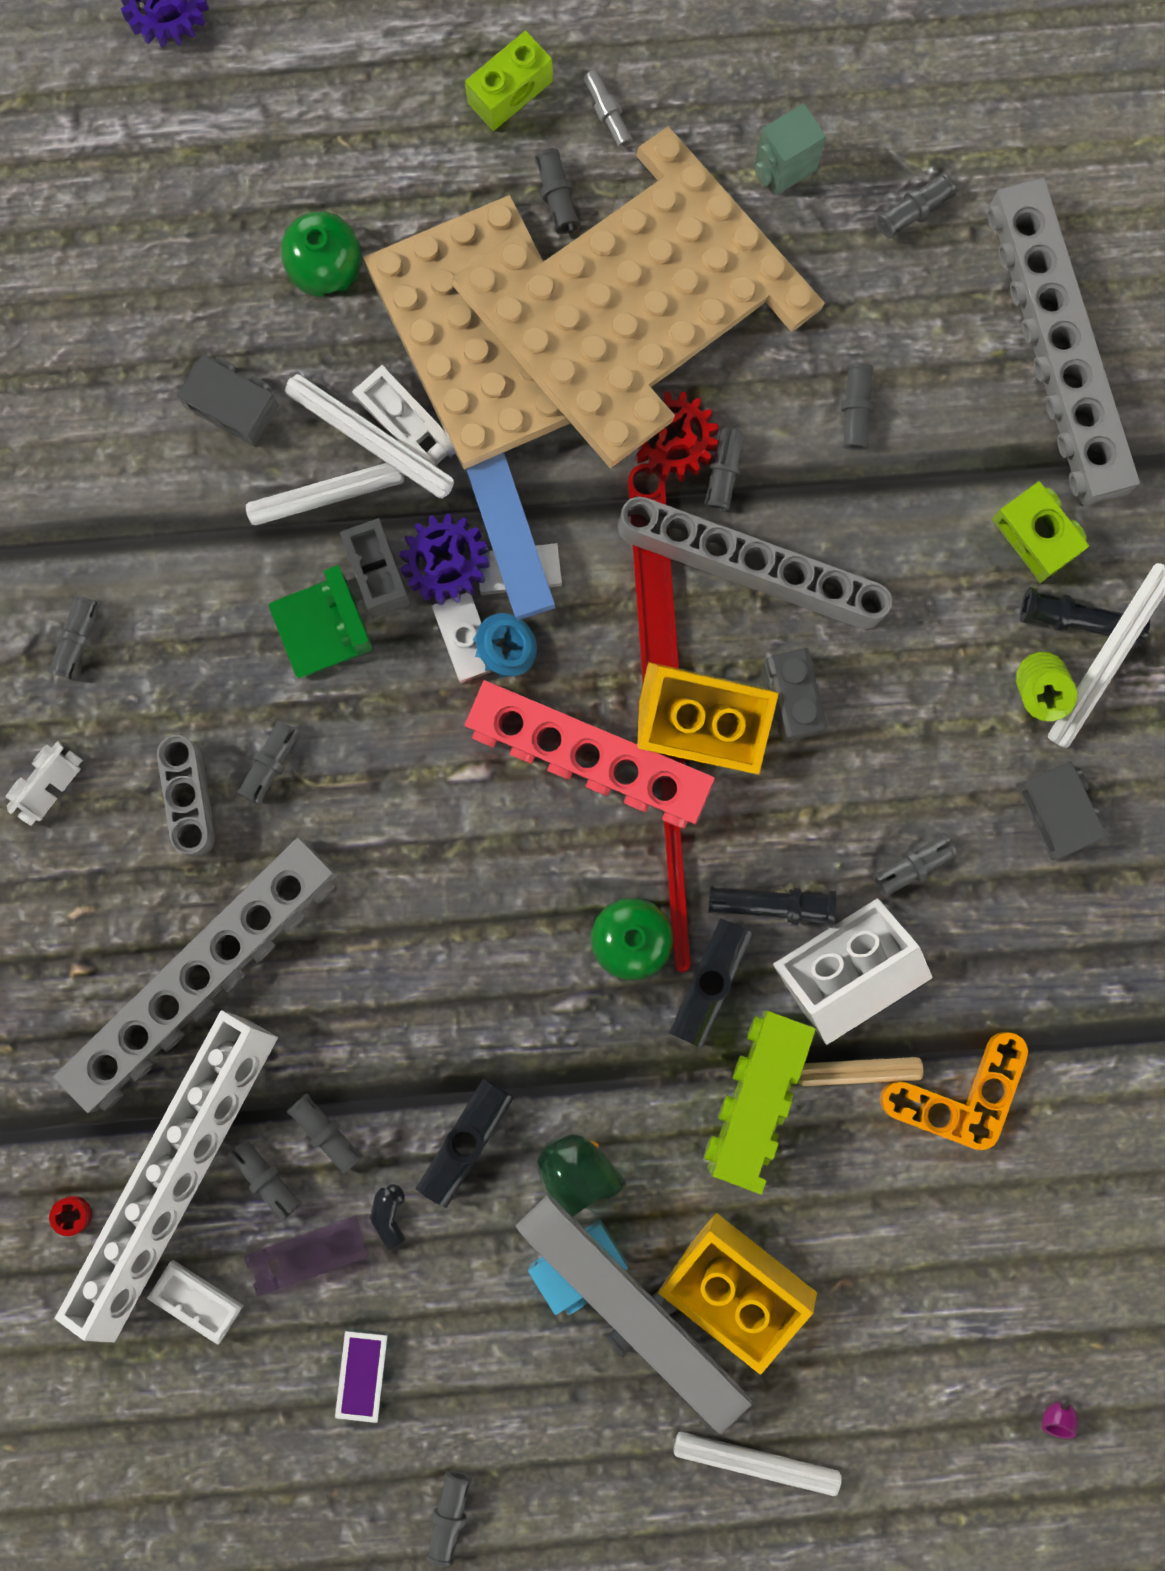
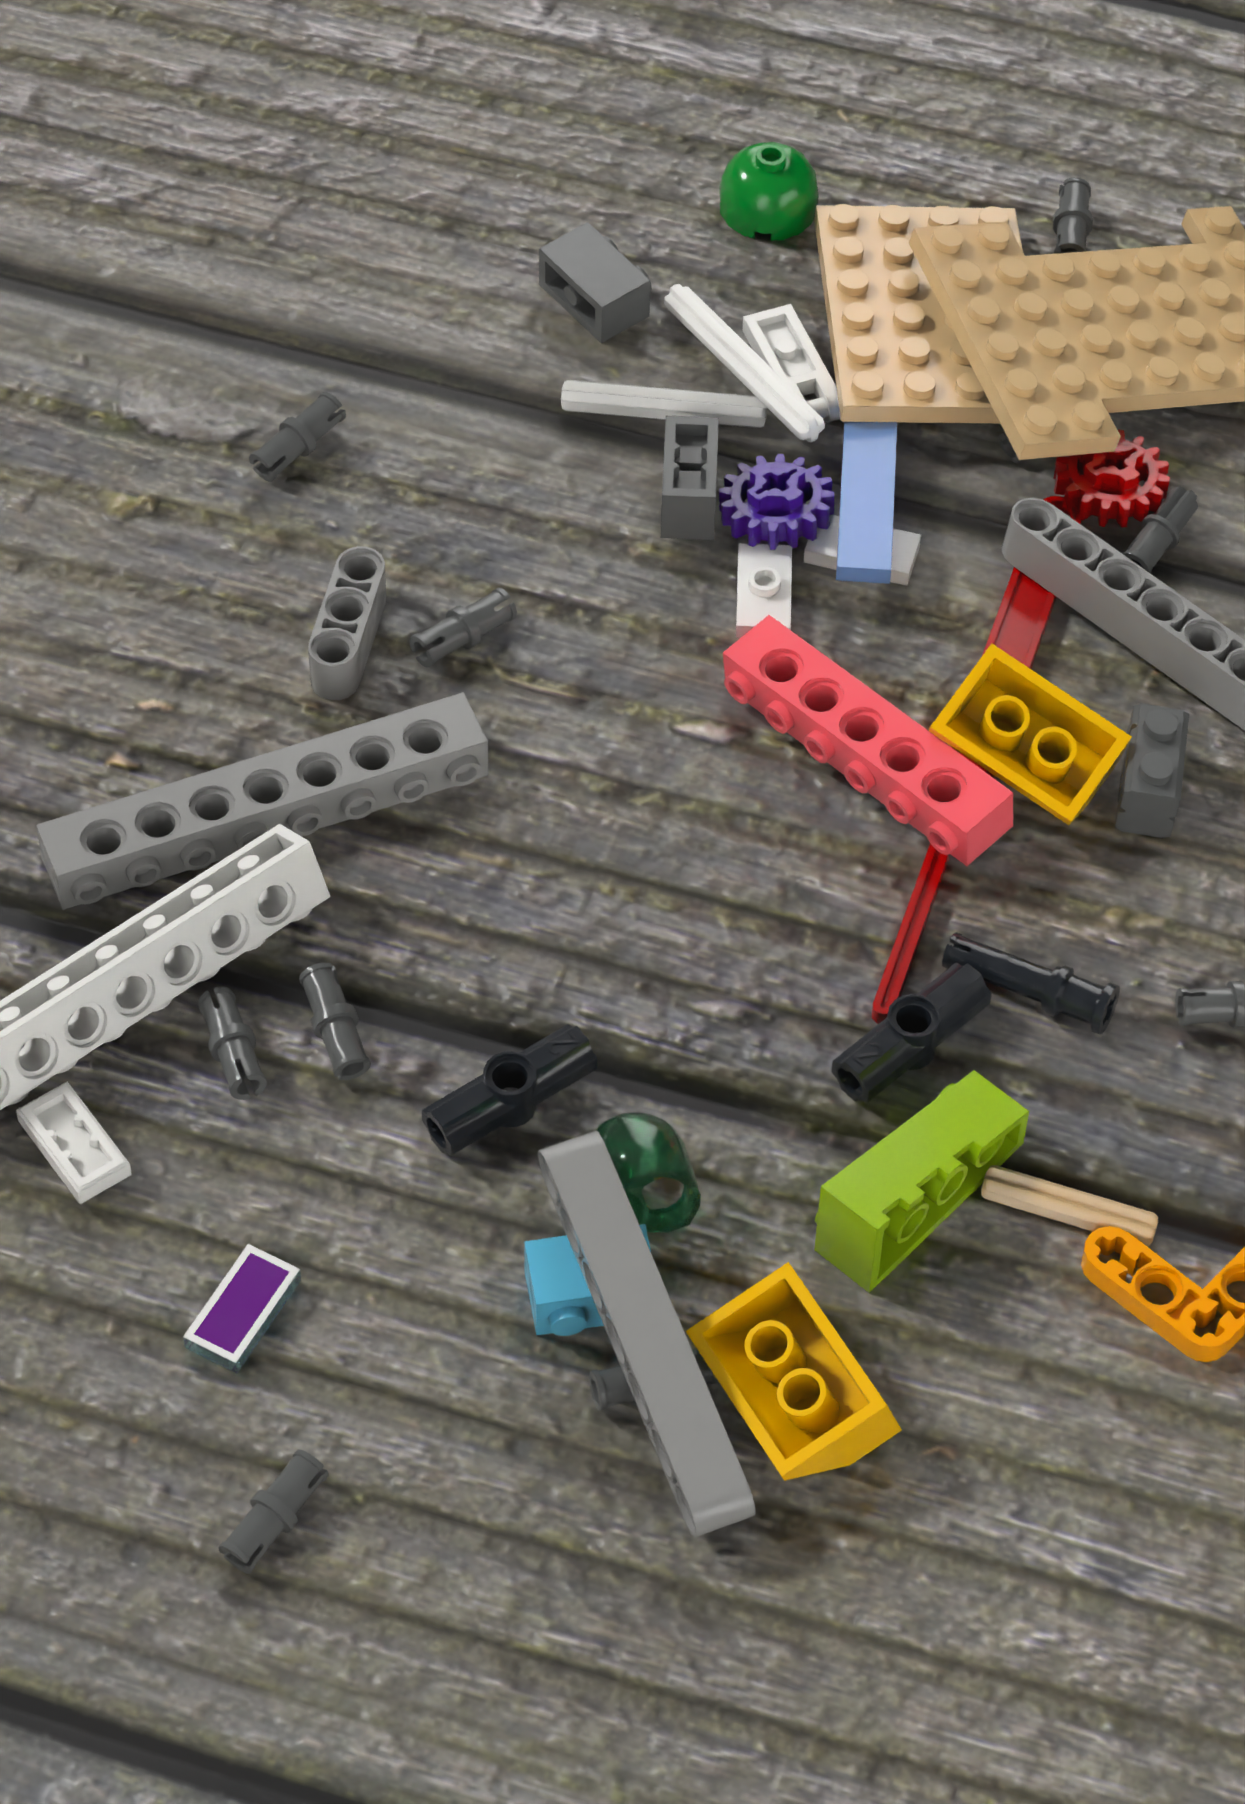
camera: 20 degrees right, 30 degrees down
(31, 794) = (164, 561): white hinge -> none
(308, 1255) = (242, 1143): clear purple plate -> none
(321, 625) = (598, 518): green bracket -> none
(383, 1215) = (359, 1141): black arm -> none
(509, 80) = (1061, 109): lime brick -> none
(517, 636) = (829, 614): dark azure gear -> none
(608, 108) = (1166, 173): light grey bar -> none
(631, 939) = (829, 955): green cylinder -> none
(757, 1463) = (728, 1612): white axle -> none
(853, 970) = (1109, 1088): white slope -> none
(1059, 1421) = (1172, 1712): magenta hinge -> none

